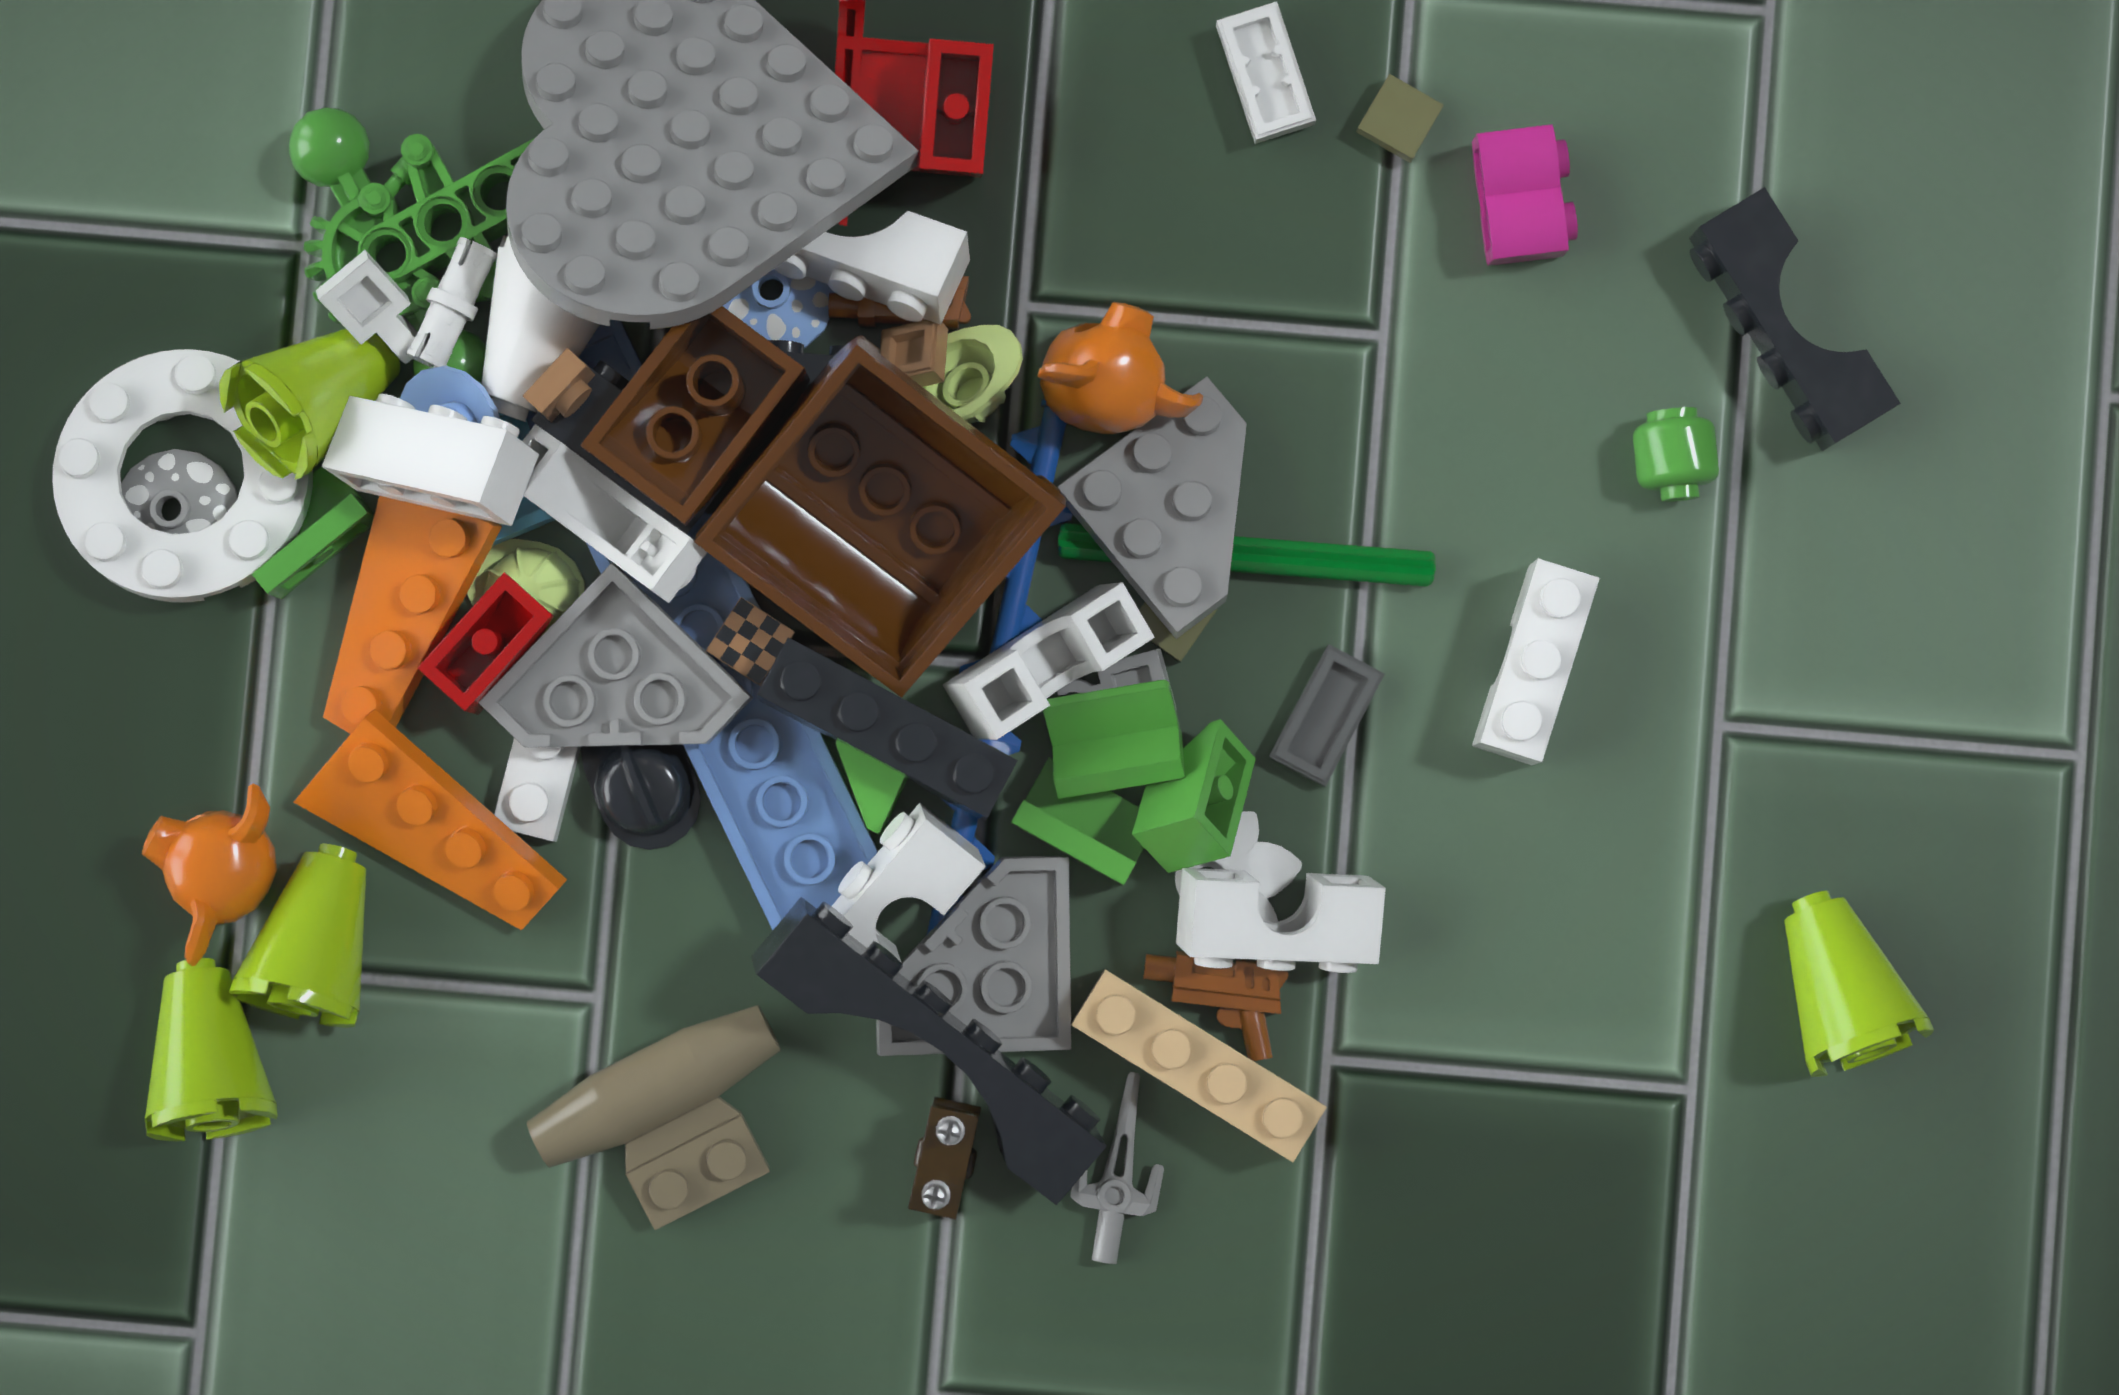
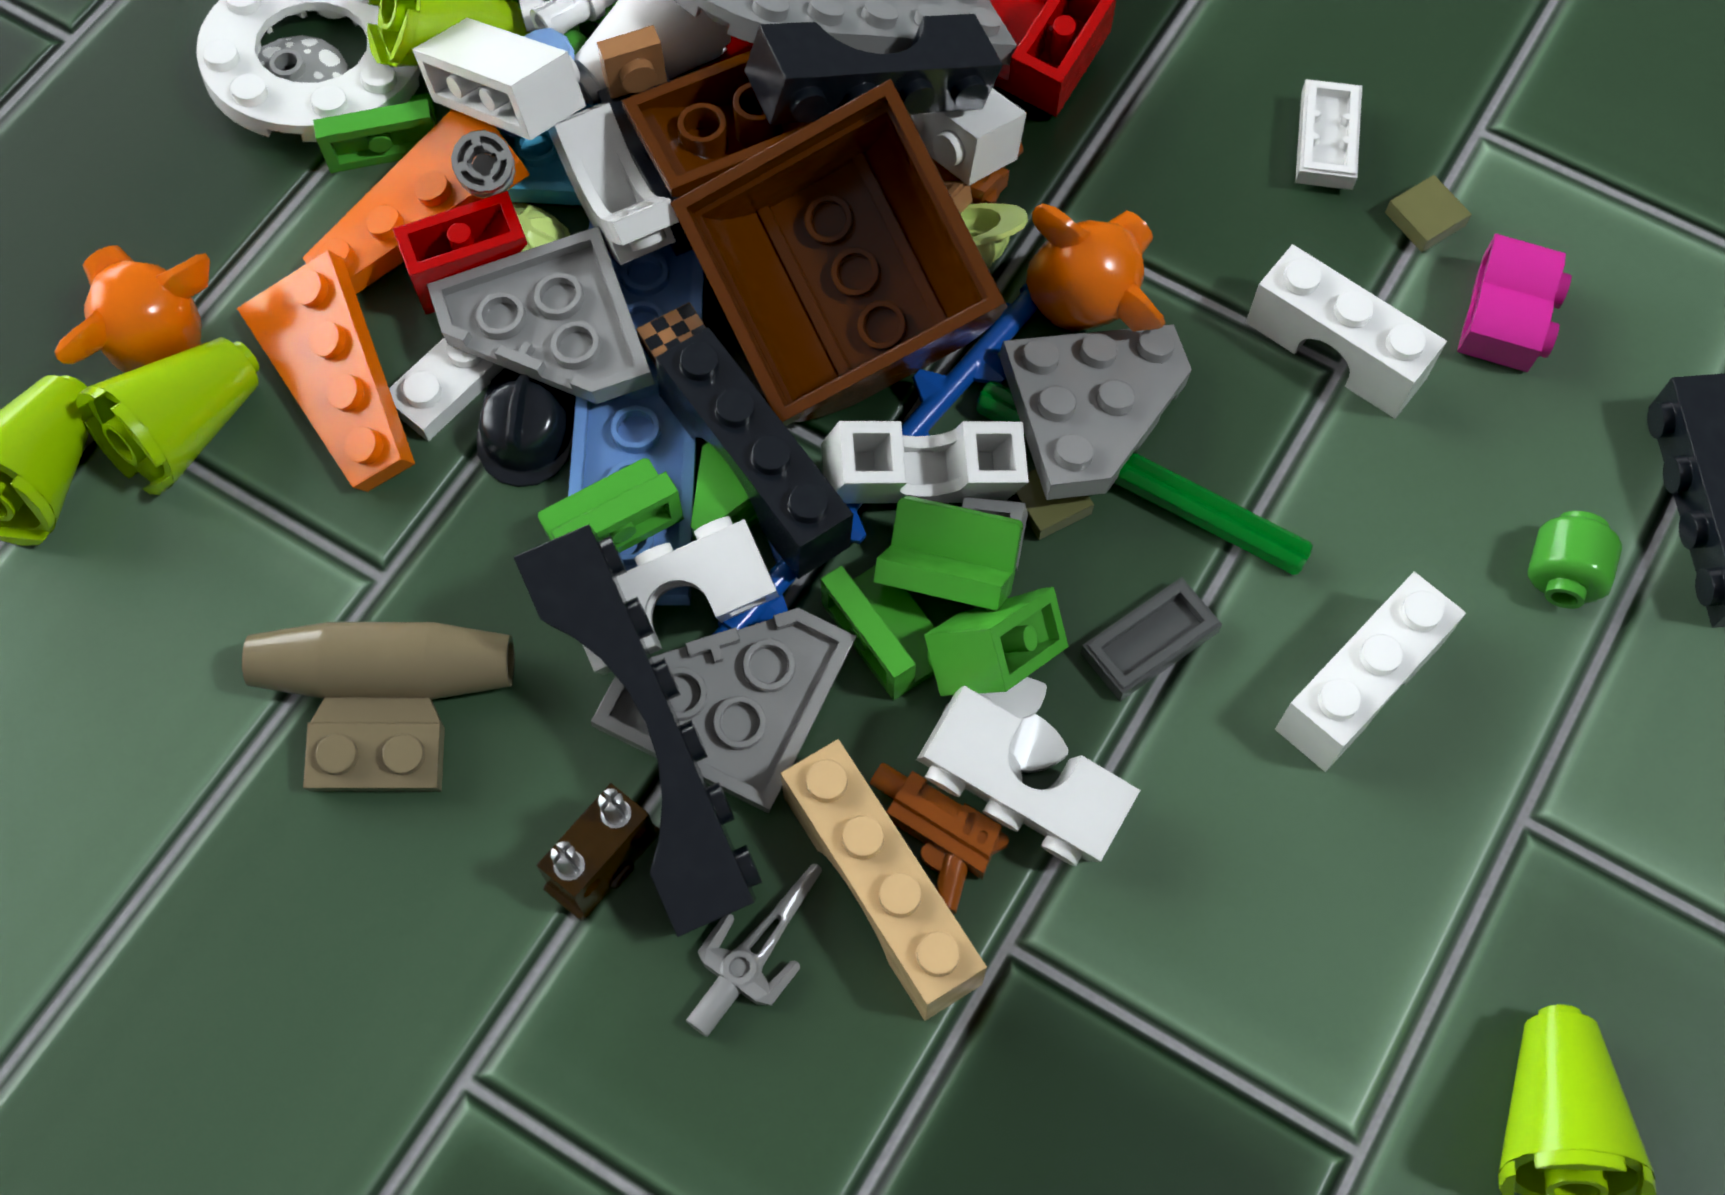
camera: 25 degrees right, 20 degrees down
(461, 552) = (487, 173): none -> light grey wheel
(760, 345) = (808, 73): none -> black arch
(783, 849) = (623, 505): none -> bright green panel
(1346, 301) = (1382, 346): none -> white arch

